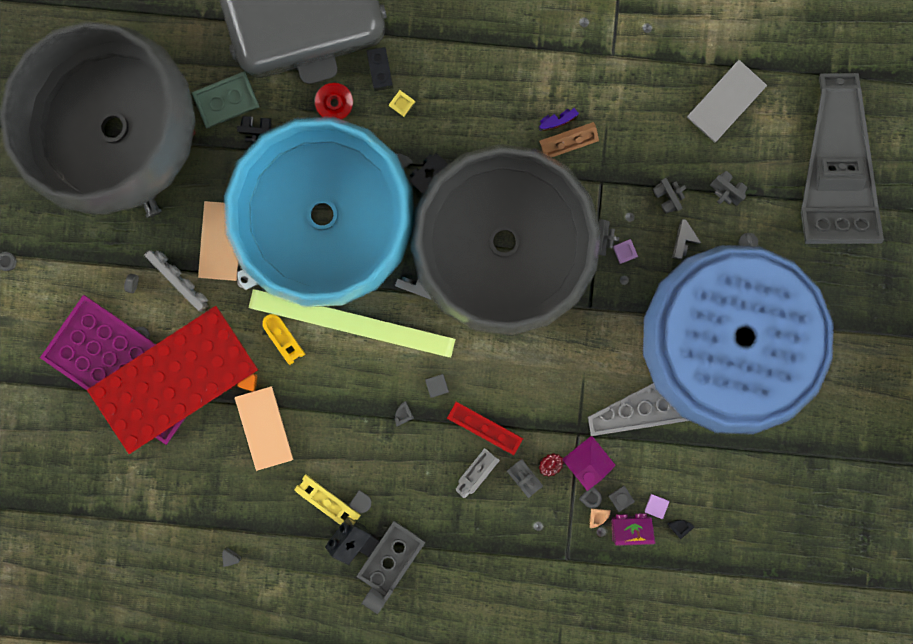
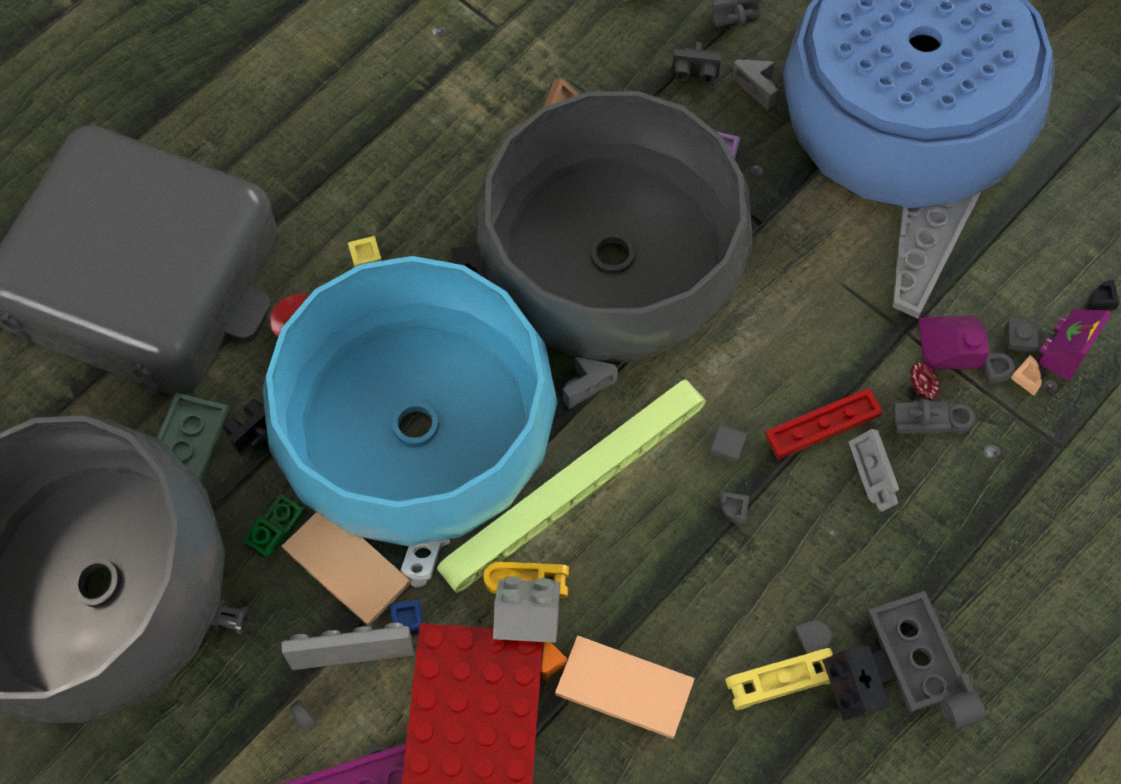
camera: 50 degrees left, 25 degrees down
(210, 186) = (275, 526): none -> green slope
(218, 293) = (408, 614): none -> blue tile
(260, 354) = (526, 610): none -> light grey brick
(380, 69) = (307, 246): black brick -> none
(543, 497) = (961, 418): none -> dark grey tile
(553, 122) = (524, 109): dark purple slope -> none
(656, 506) = (1058, 304): lavender tile -> none

